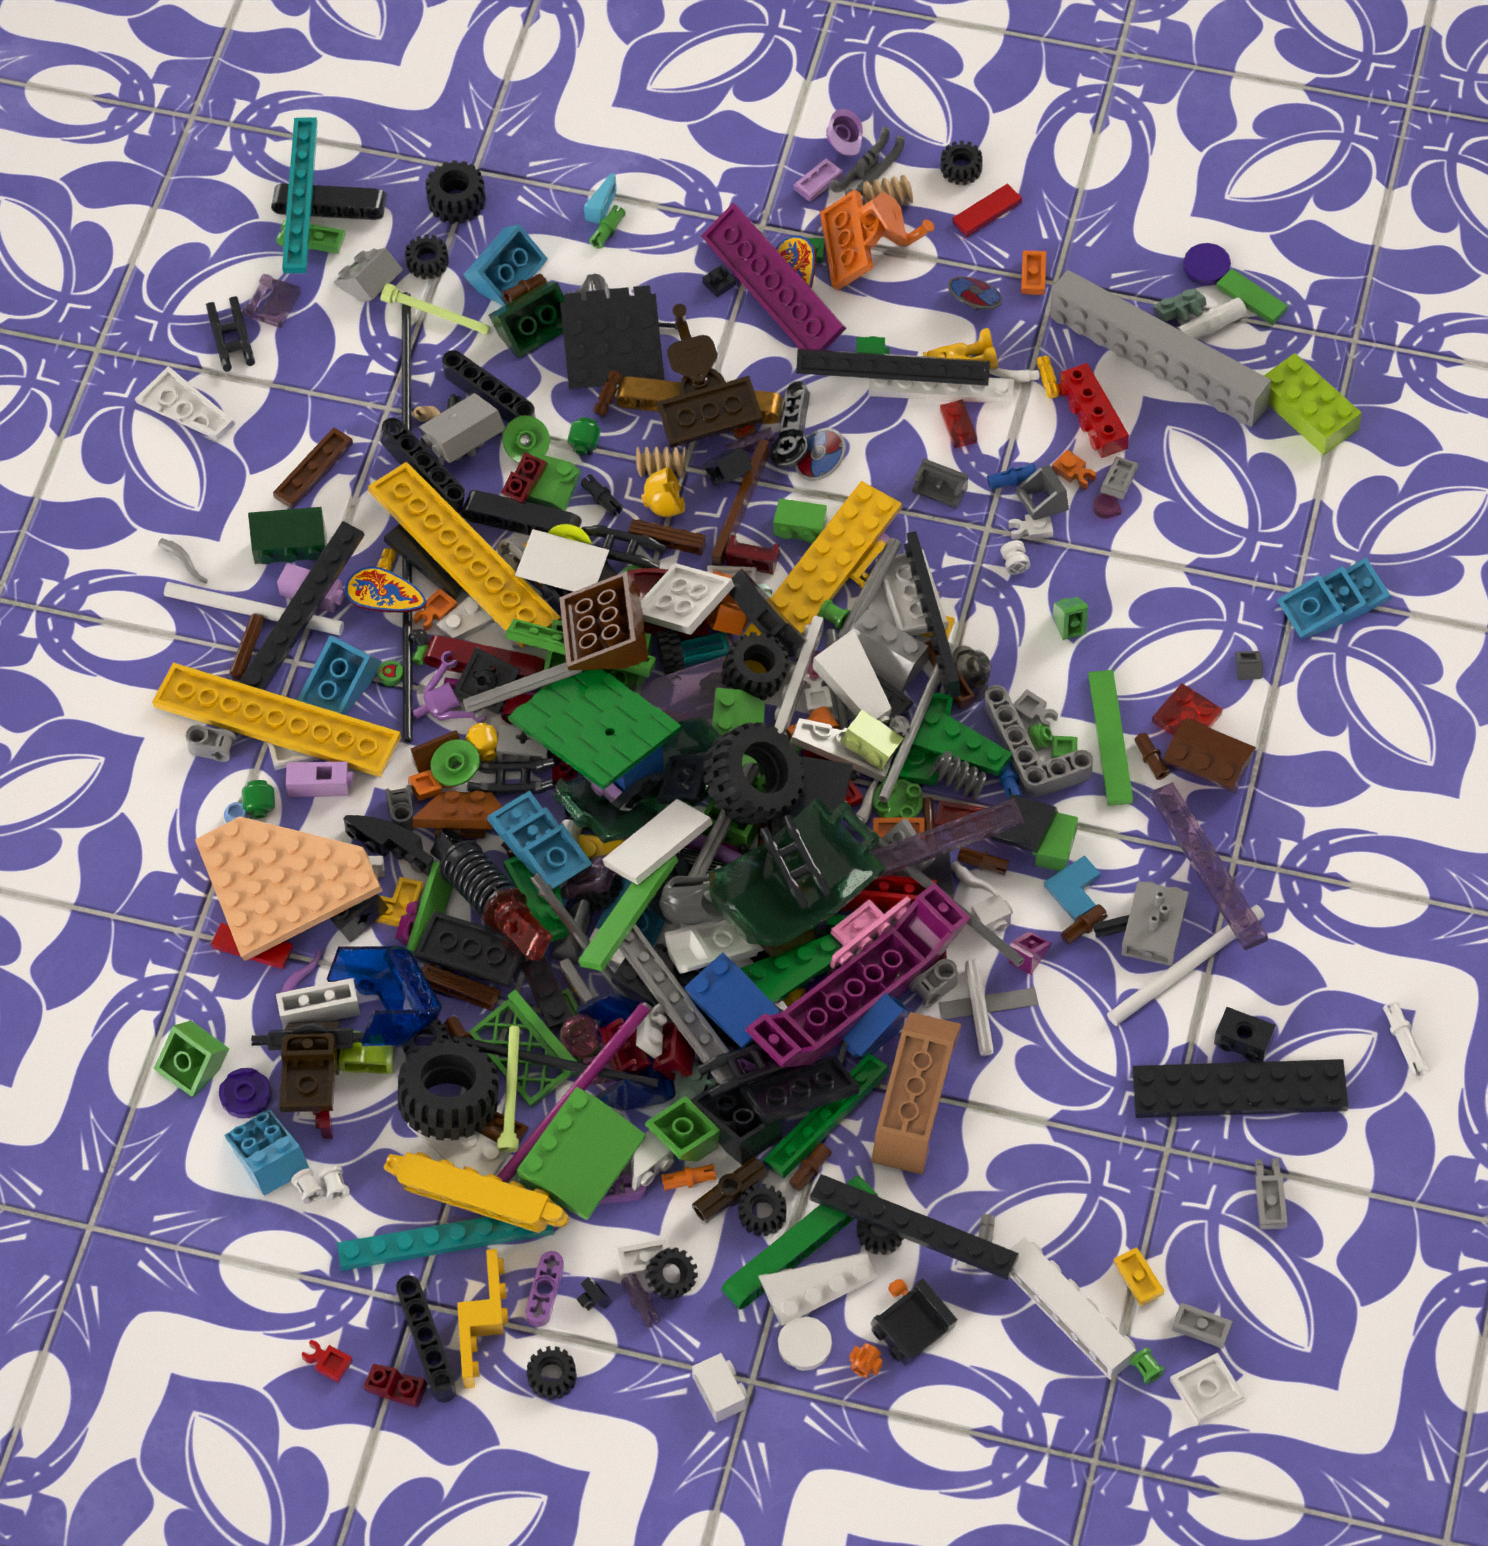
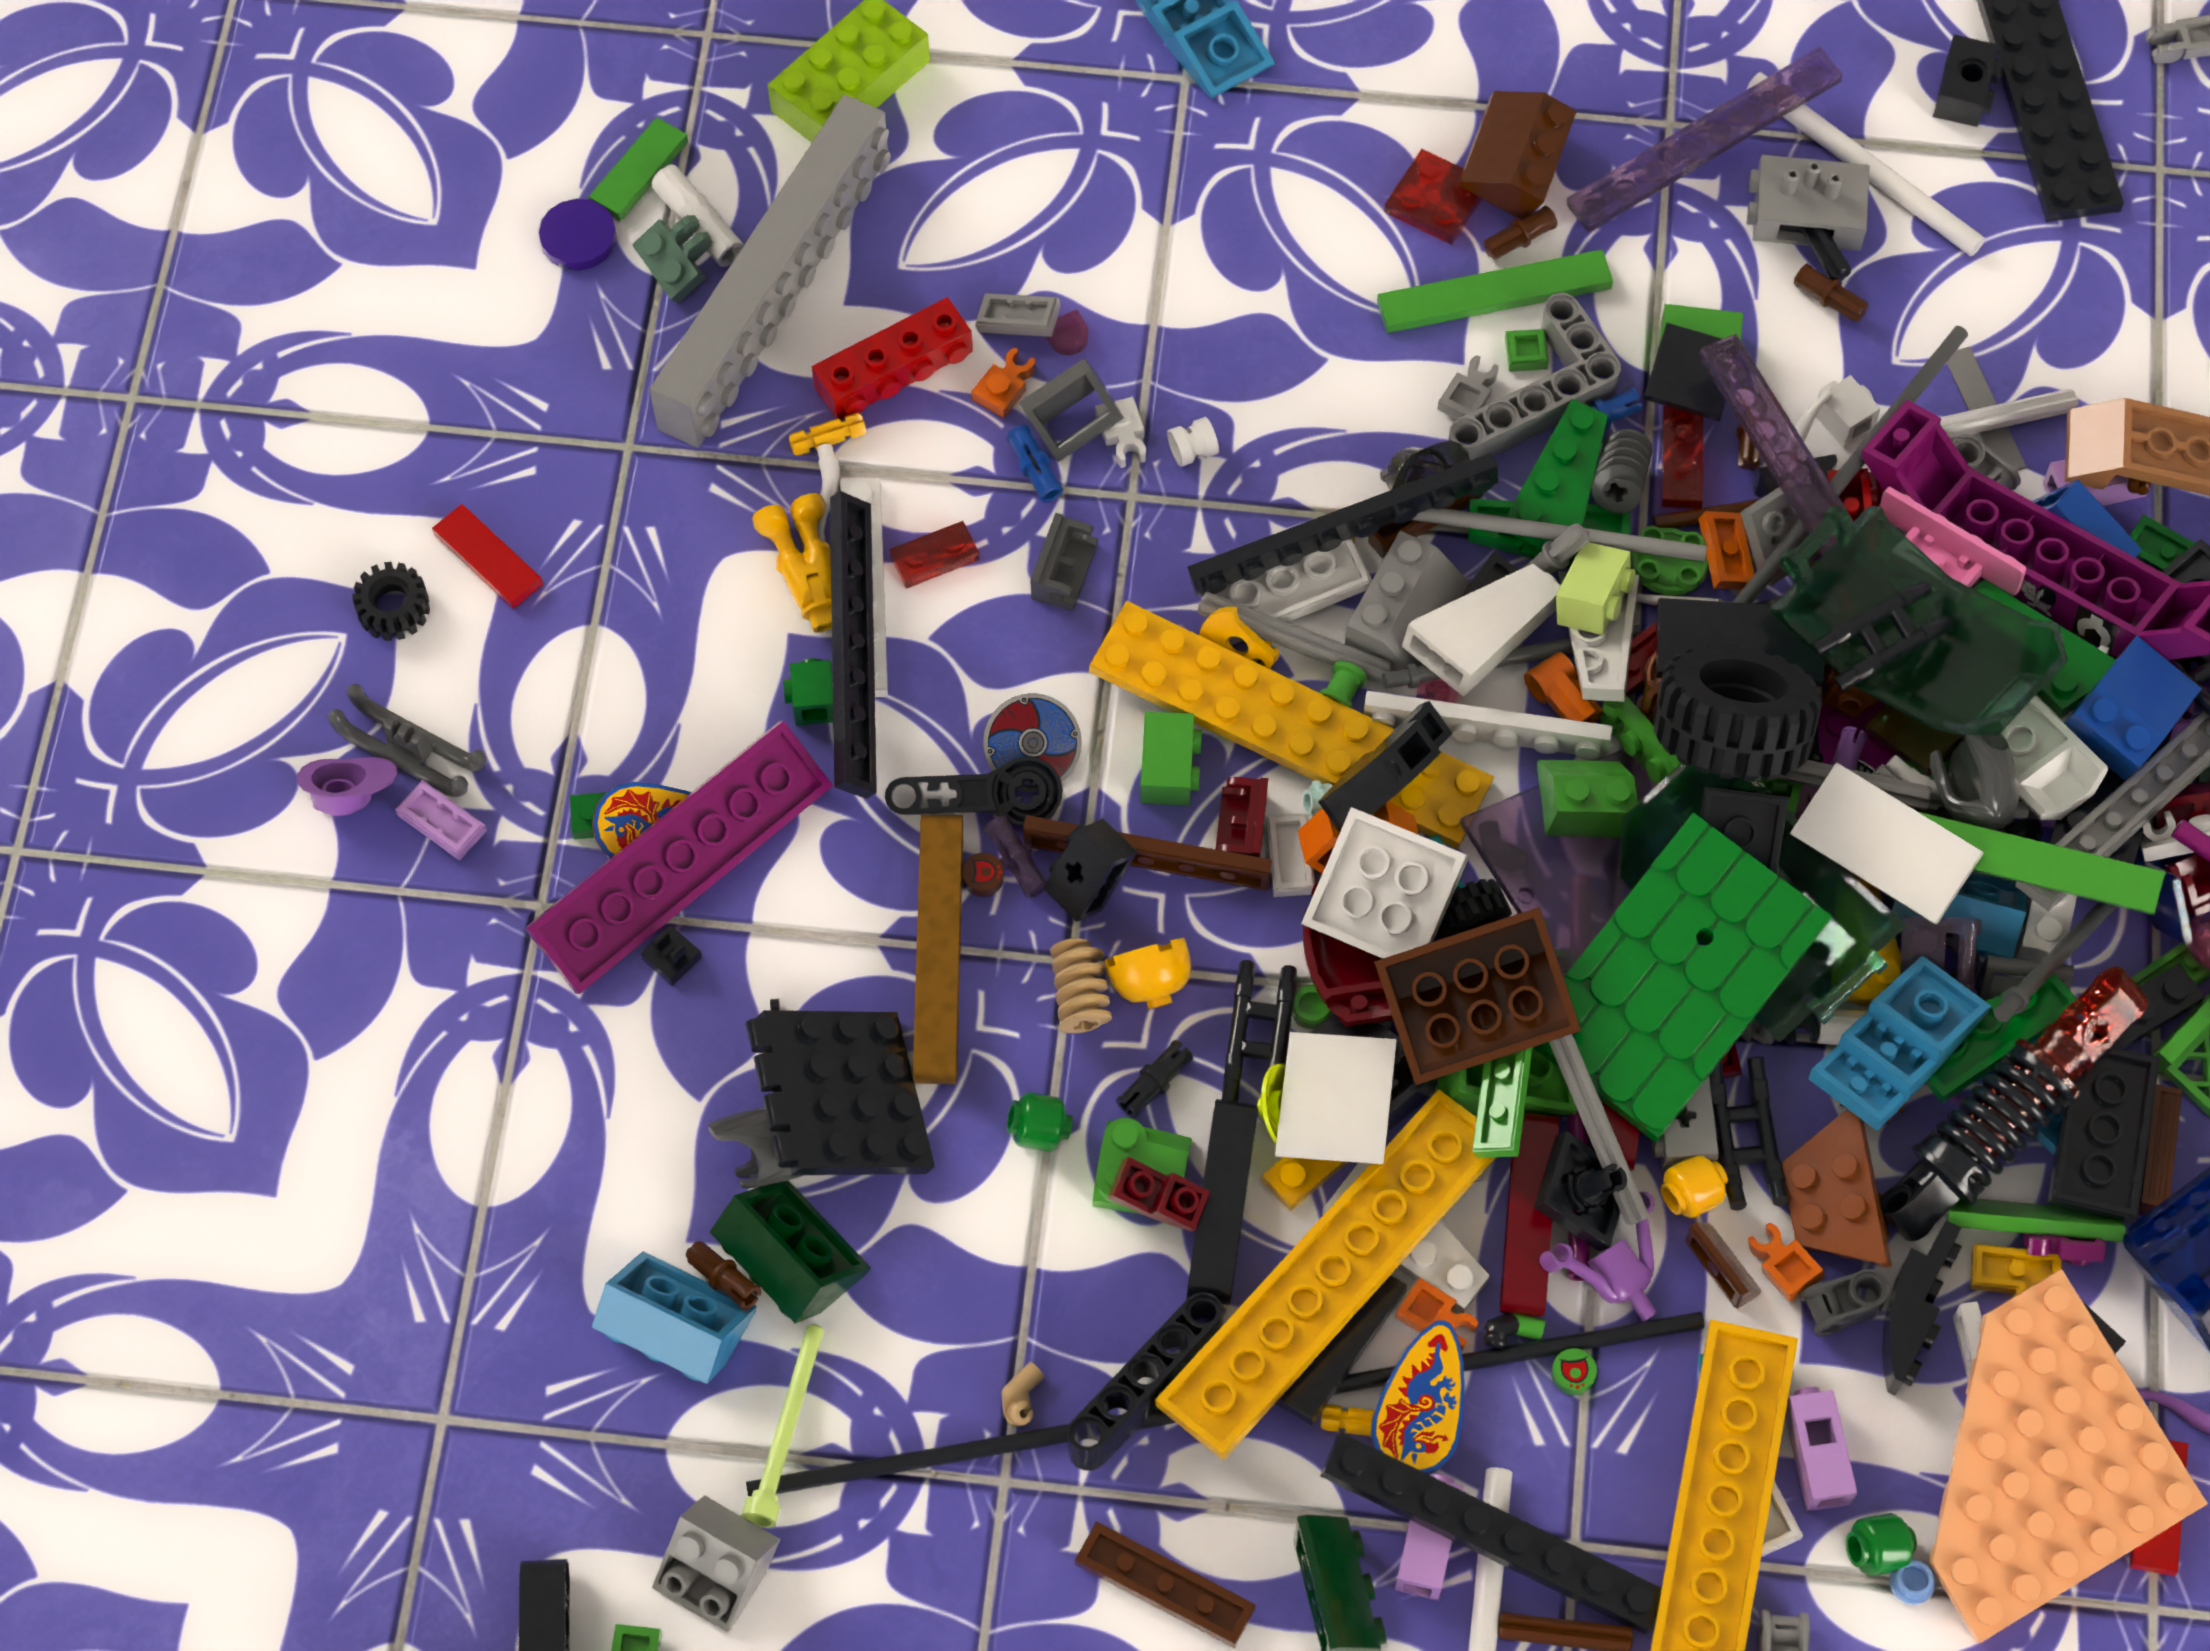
camera: 100 degrees left, 5 degrees up
(339, 676) = (1610, 1451): dark azure slope -> none
(424, 246) = (656, 1437): black tyre -> none
(450, 755) = (1765, 1206): bright green dish -> none
(455, 206) = (501, 1397): black tyre -> none
(460, 369) = (952, 1318): black beam -> none
(461, 428) = (1061, 1320): light grey piece -> none
(515, 547) = (1311, 1192): light grey beam -> none
(533, 430) = (1061, 1216): bright green dish -> none
(575, 981) = (2127, 958): light grey tile -> none
(601, 200) = (517, 1170): medium azure slope -> none
(607, 226) = (566, 1155): bright green pin -> none
(607, 393) = (944, 1094): reddish brown axle -> none
(673, 538) = (1223, 962): reddish brown piece -> none
(703, 406) = (969, 905): dark brown plate -> none
(761, 650) = (1486, 792): black tyre -> none
(816, 694) = (1503, 691): white plate -> none
(855, 228) = (580, 740): orange plate -> none
(896, 189) = (469, 704): tan piece -> none
(975, 293) = (673, 548): shield -> none
(1032, 949) = (1893, 356): magenta slope -> none
(1033, 272) = (618, 471): orange plate -> none
(1040, 736) = (1513, 378): bright green plate -> none
(1069, 884) = (1772, 323): dark azure tile -> none
(1071, 617) = (1297, 349): bright green slope -> none
(1248, 665) = (1330, 126): dark grey slope -> none

